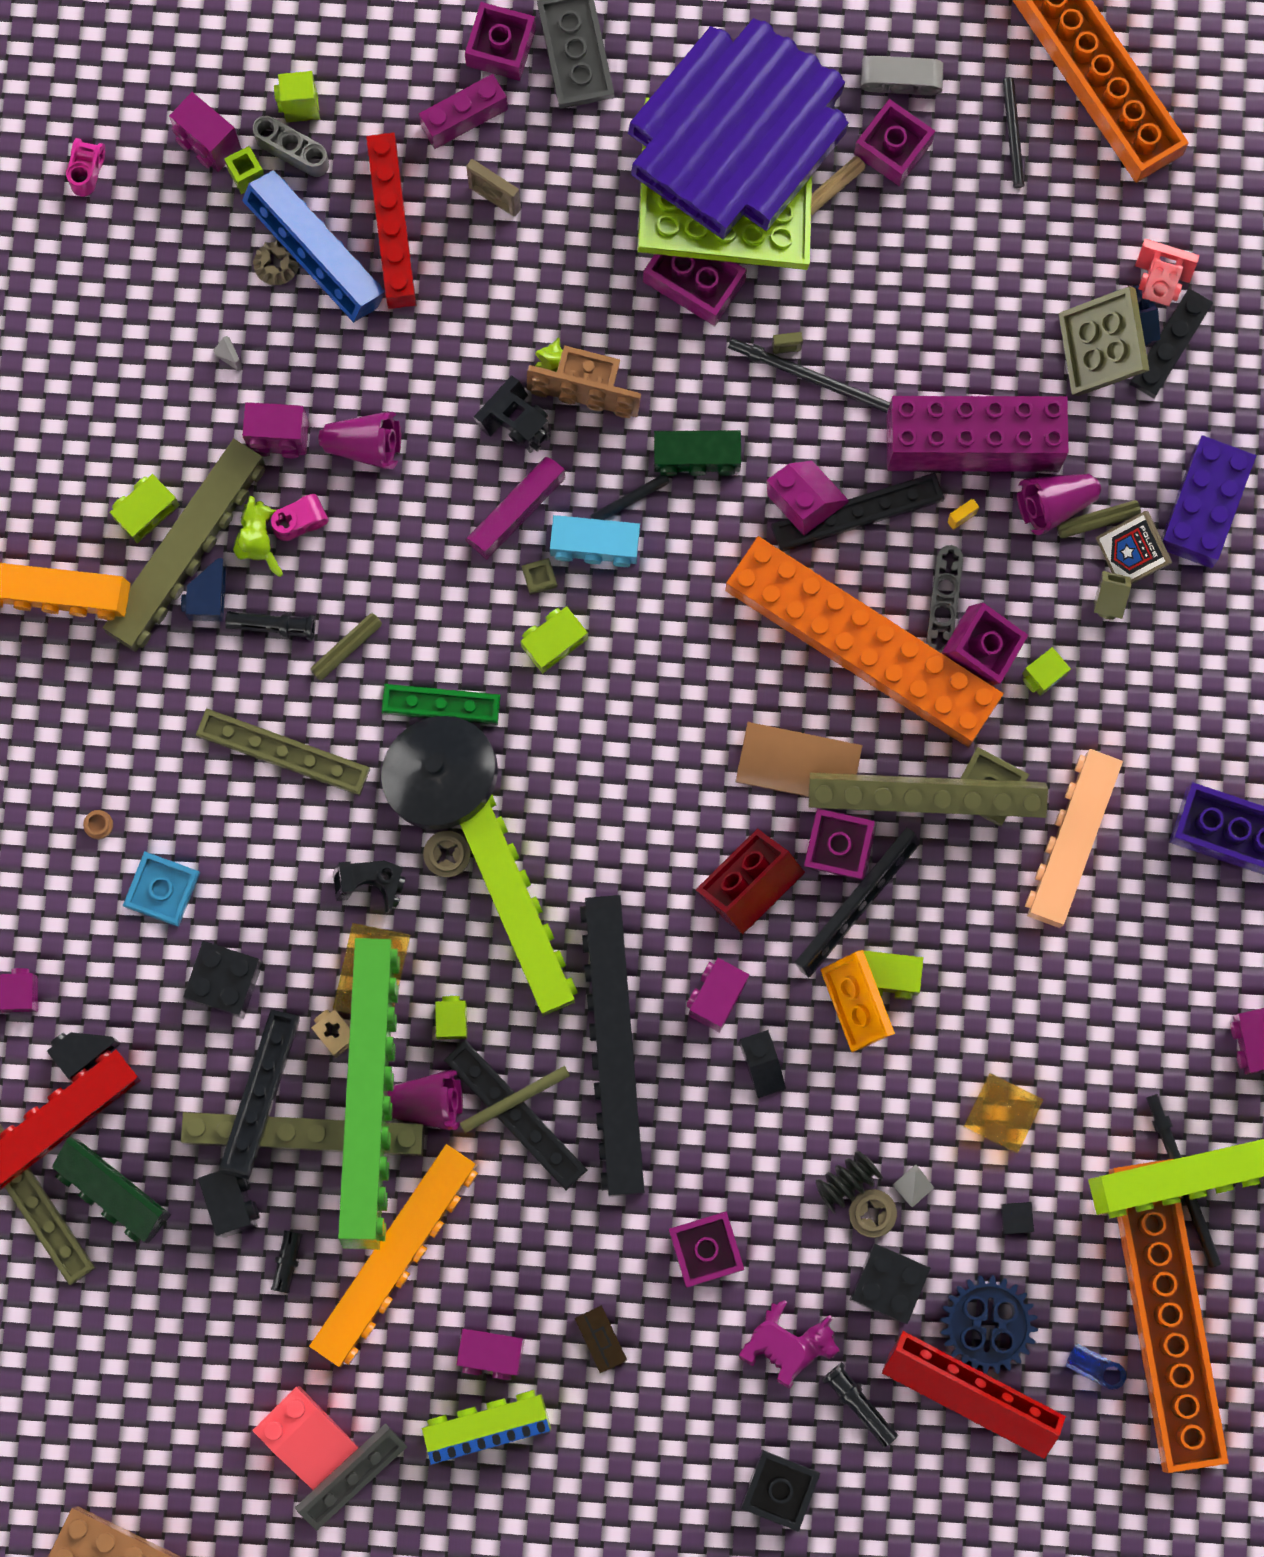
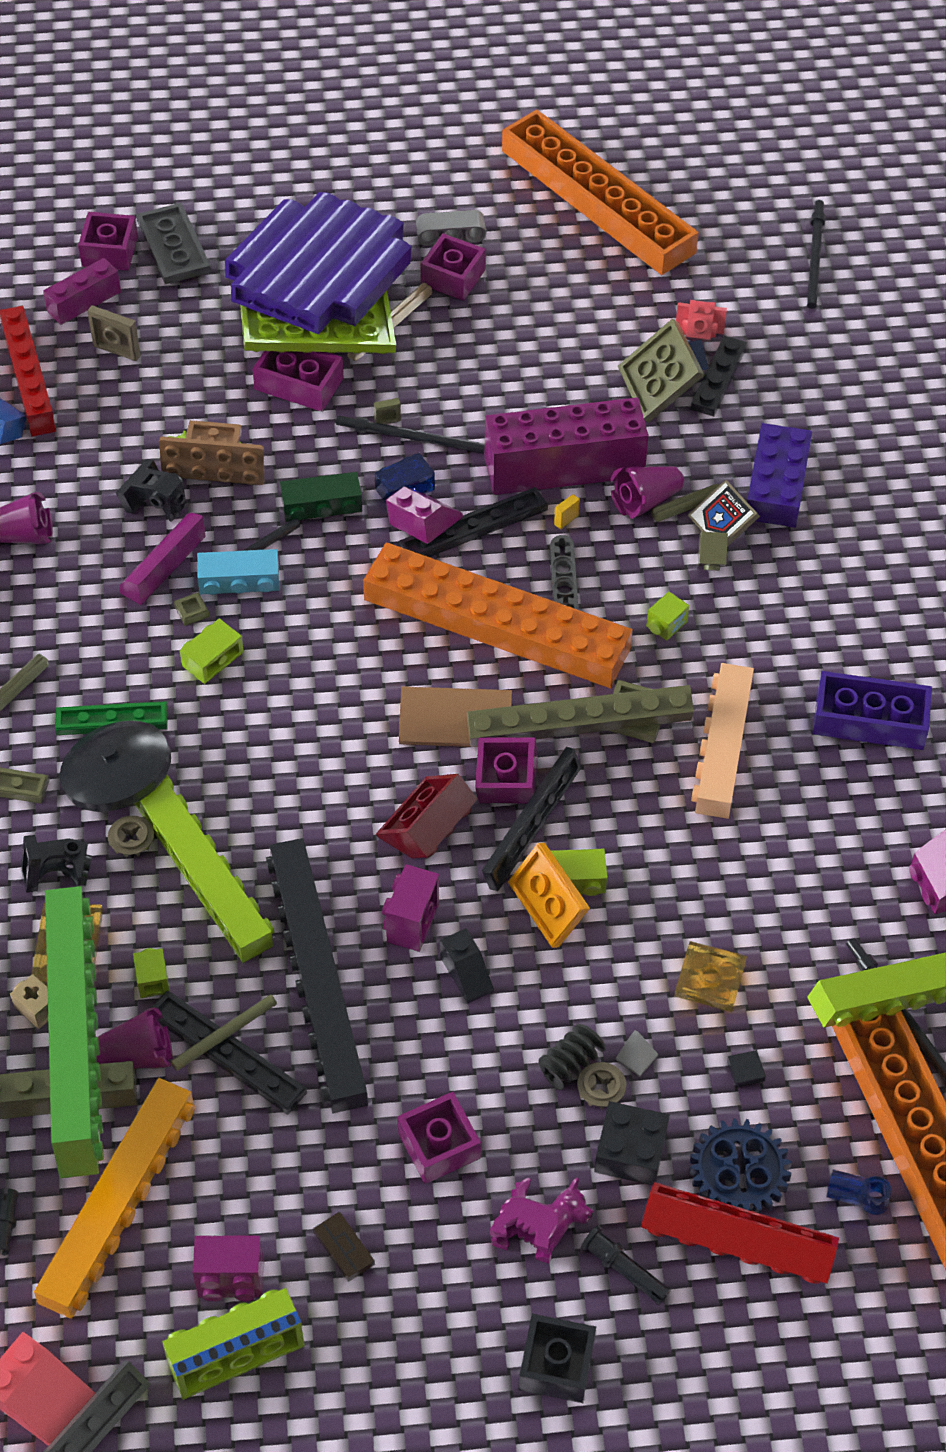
camera: 10 degrees left, 25 degrees down
(791, 442) = (409, 472): none -> clear blue brick
(985, 643) = (608, 593): magenta brick -> none
(1013, 132) = (552, 256): black bar -> none

